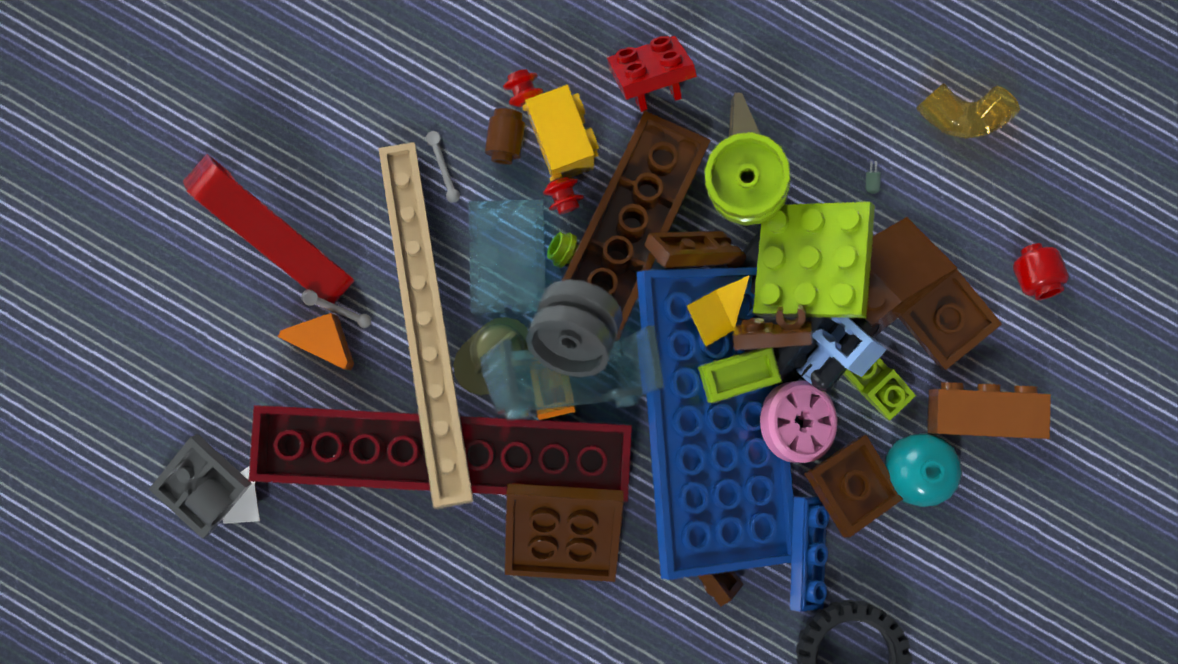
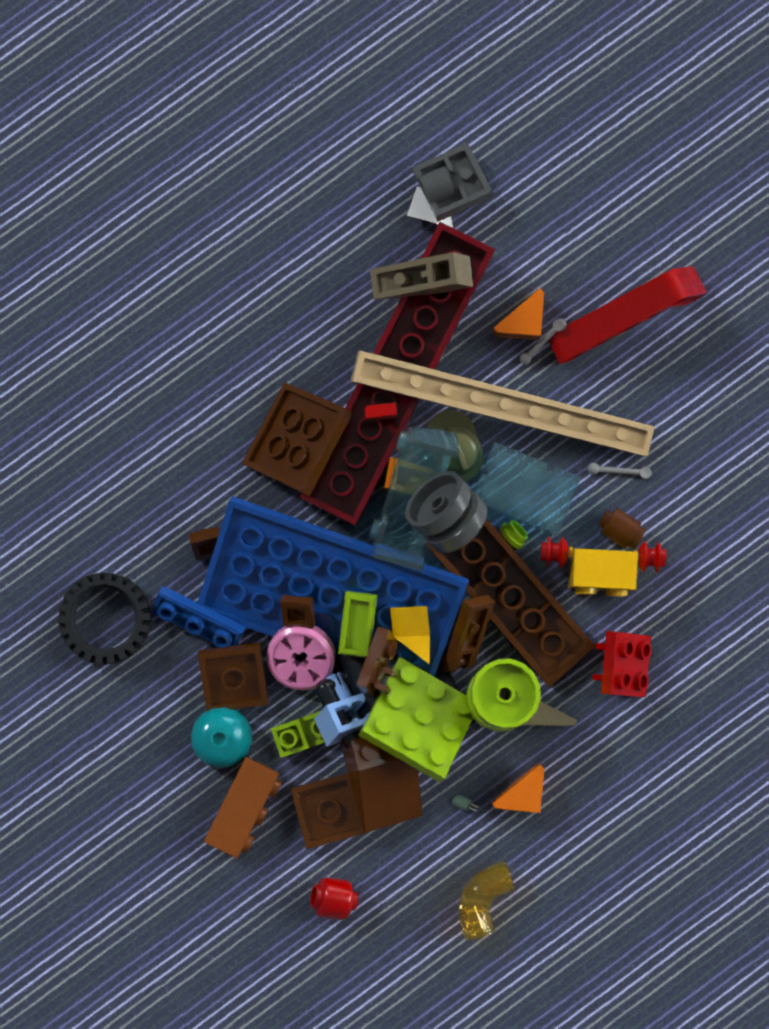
camera: 110 degrees right, 0 degrees up
(318, 472) = (422, 276): none -> dark tan slope
(492, 452) = (380, 412): none -> red tile
(754, 446) = (298, 611): none -> reddish brown tile
(836, 119) = (524, 793): none -> orange slope

